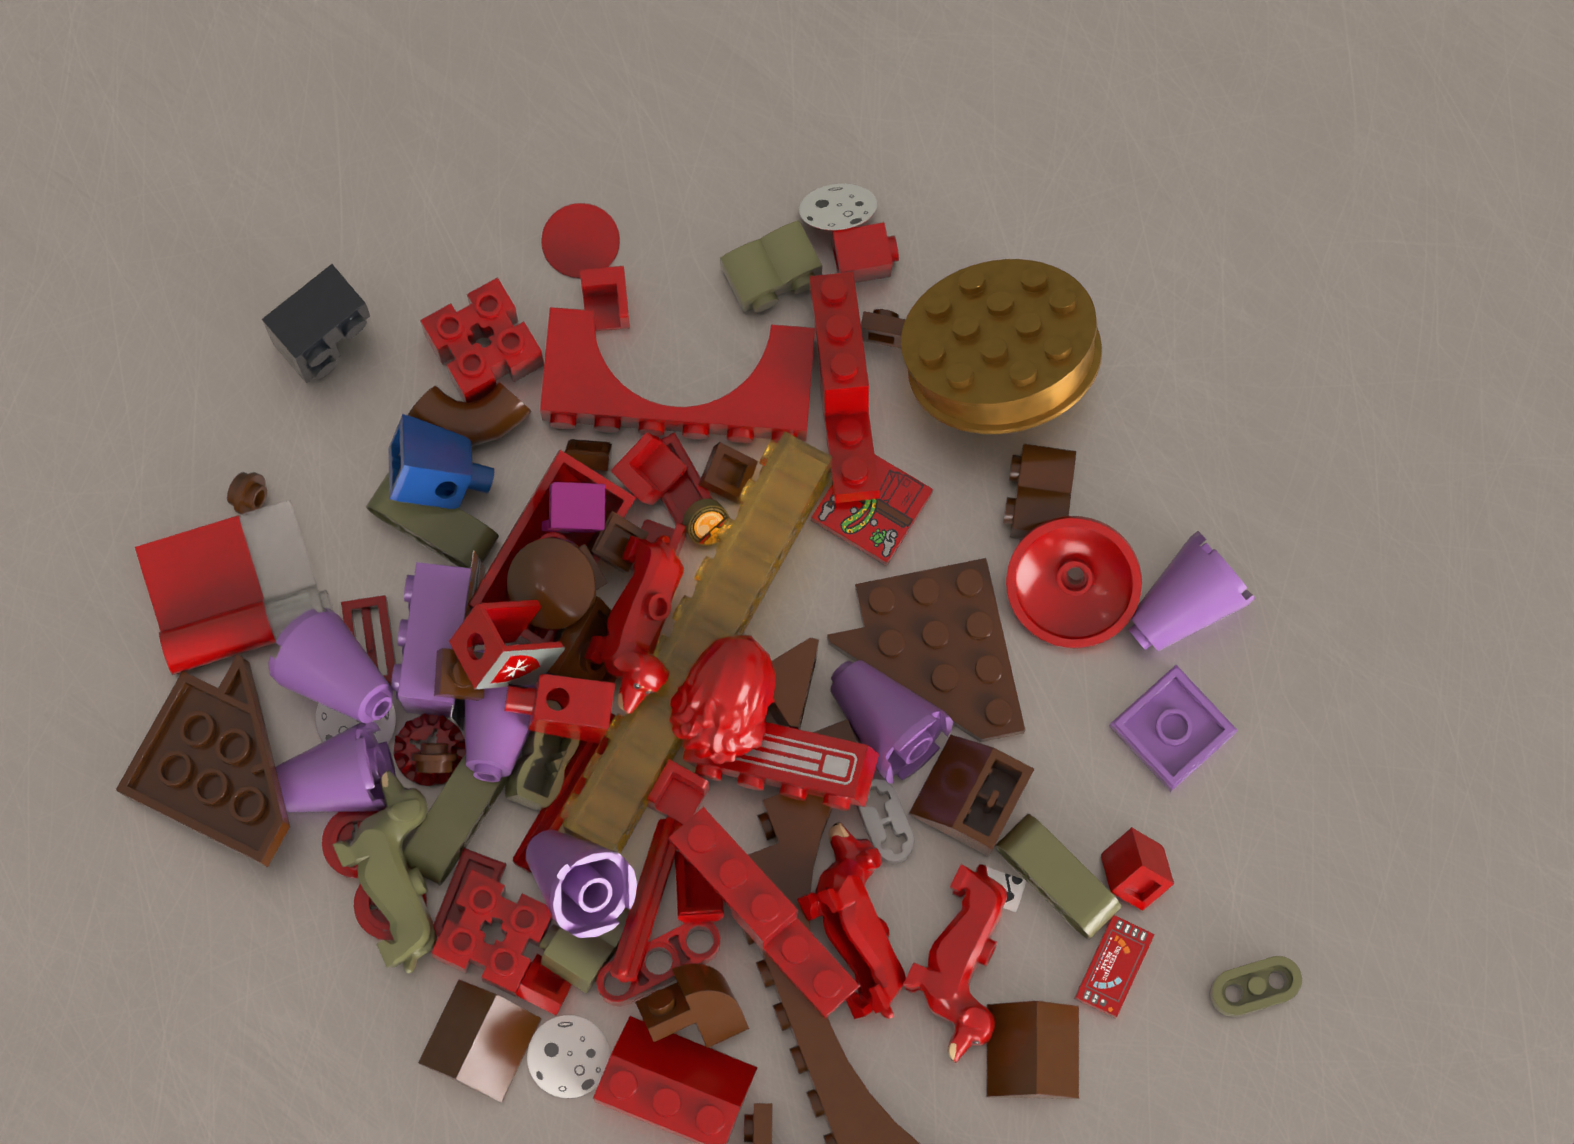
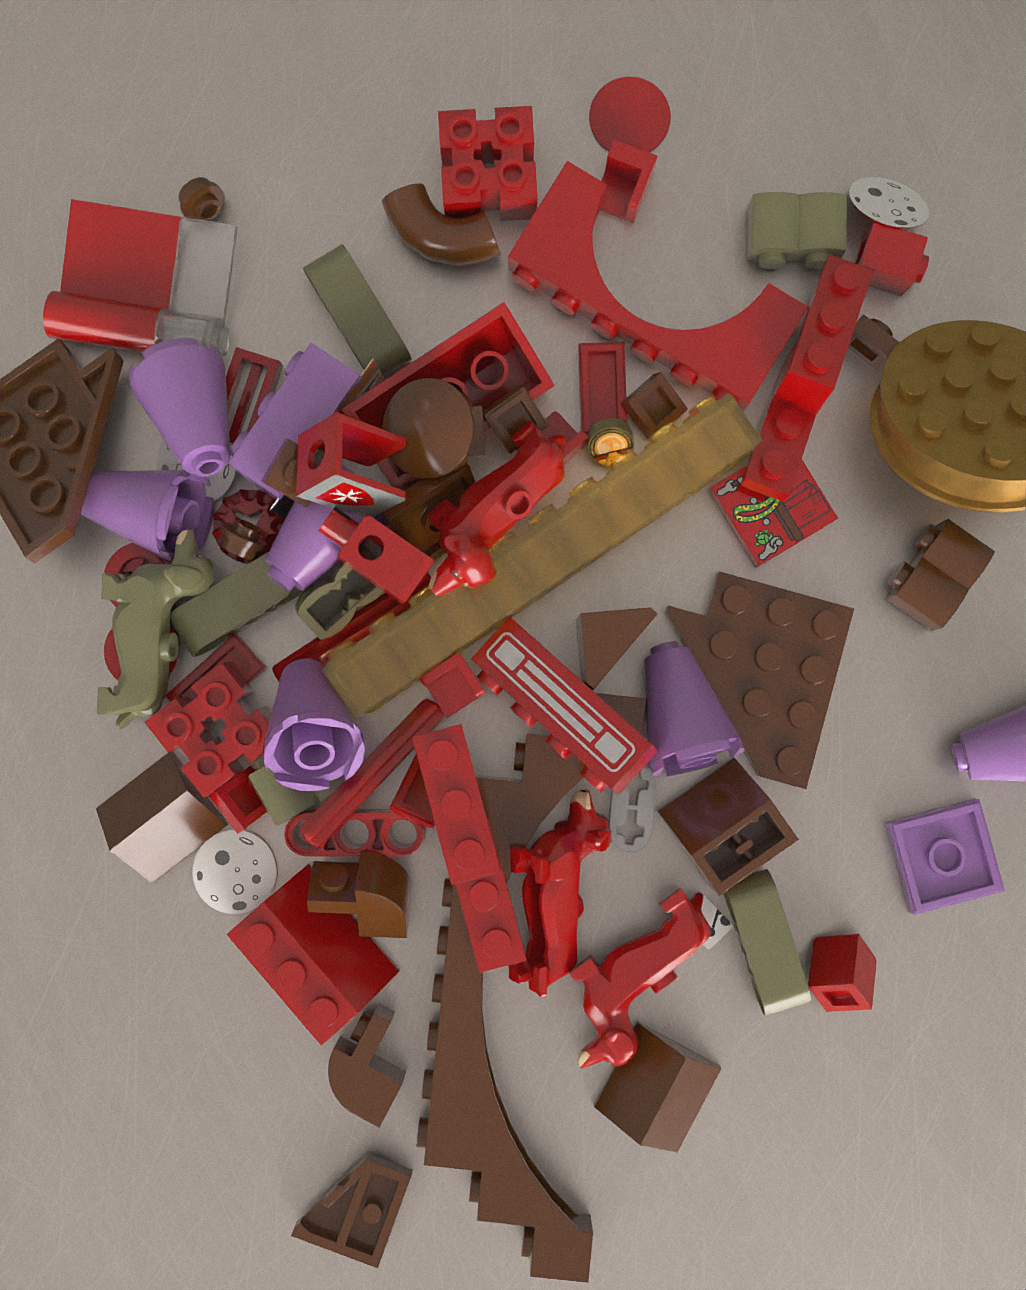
camera: 30 degrees right, 10 degrees up
(314, 321) = (336, 61): black brick -> none
(433, 465) = (380, 259): blue torso -> none
(576, 508) = (488, 365): magenta panel -> none
(593, 454) = (535, 323): reddish brown tile -> none
(649, 469) = (581, 364): red panel -> none
(725, 699) = (536, 628): red piece -> none
(1067, 609) = (923, 703): red dish -> none
(1114, 966) = (773, 1050): red tile -> none
(1255, 986) = (893, 1136): olive plate -> none

